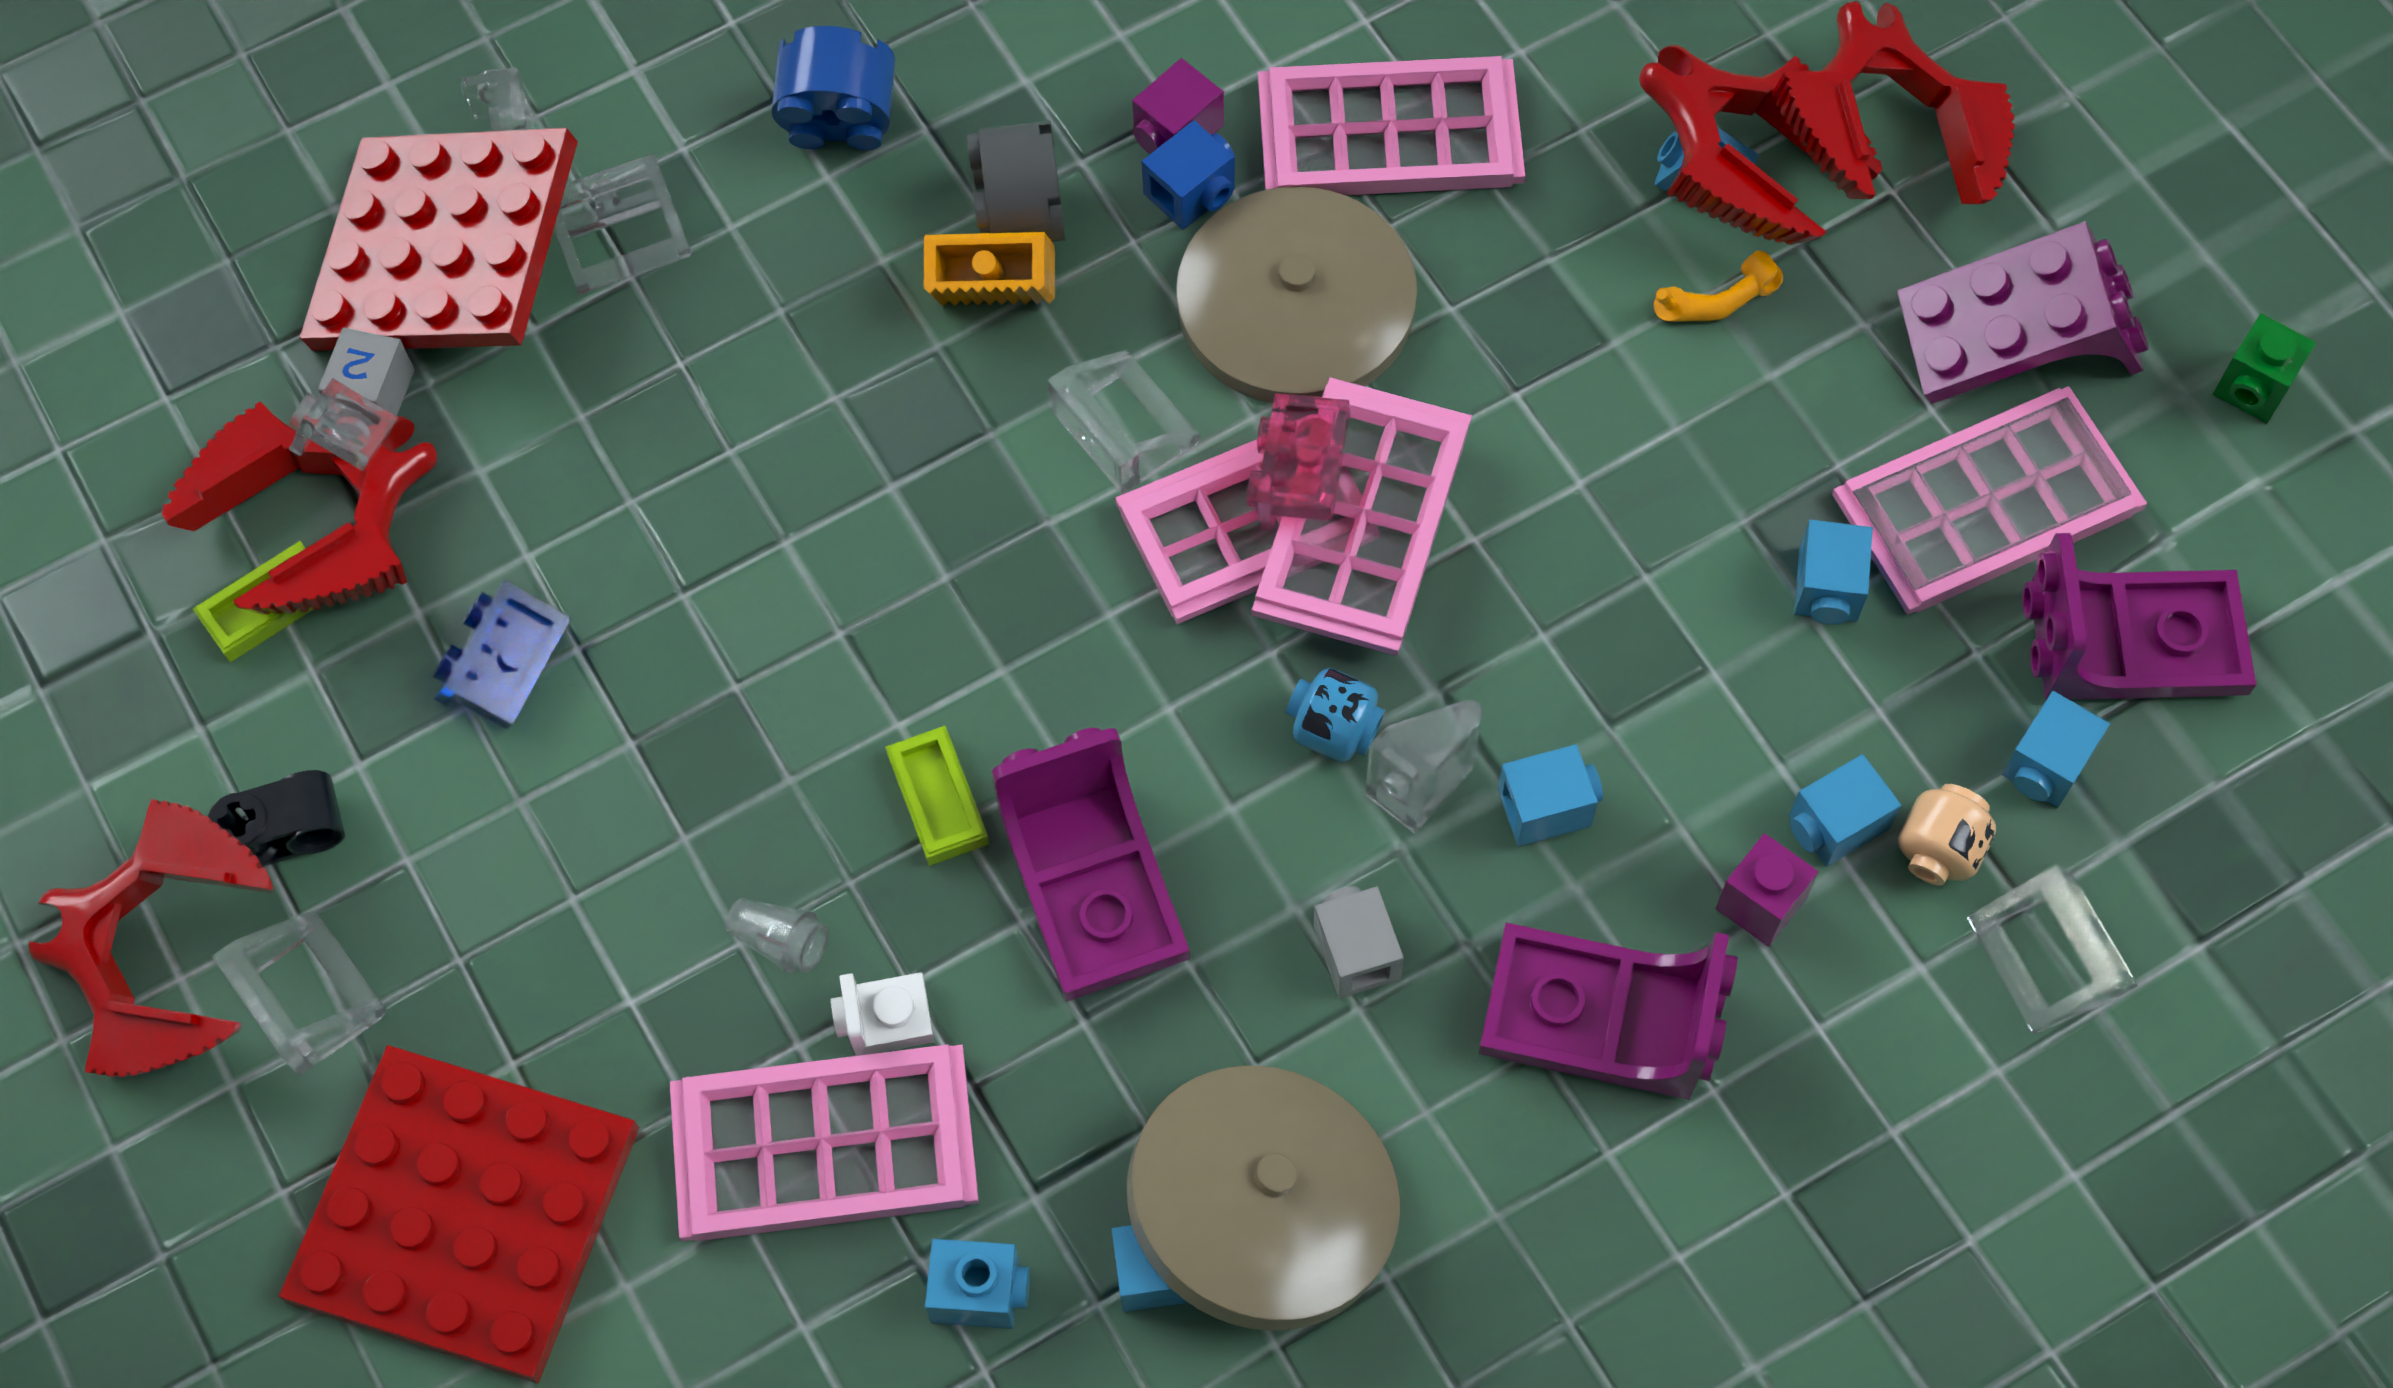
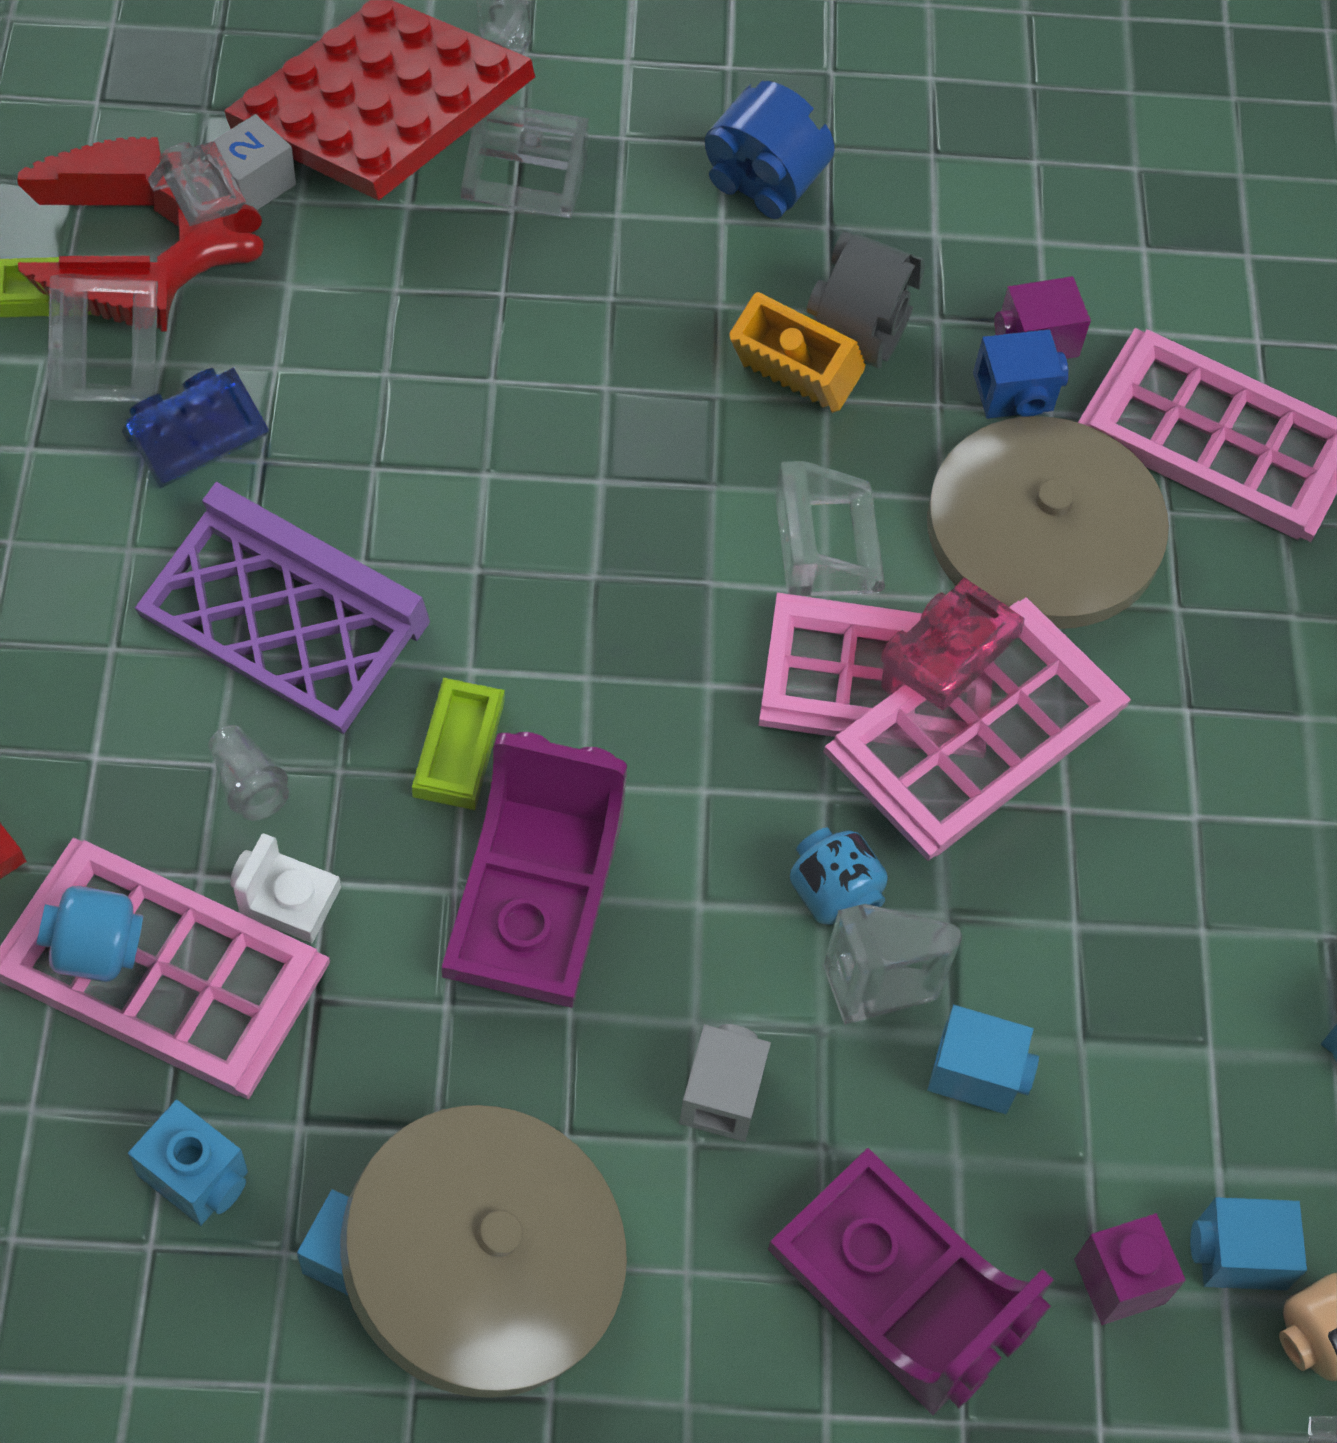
camera: 25 degrees right, 5 degrees down
(310, 600) = (69, 338): none -> clear tile
(700, 716) = (299, 557): none -> medium lavender fence
(758, 1150) = (90, 933): none -> dark azure head

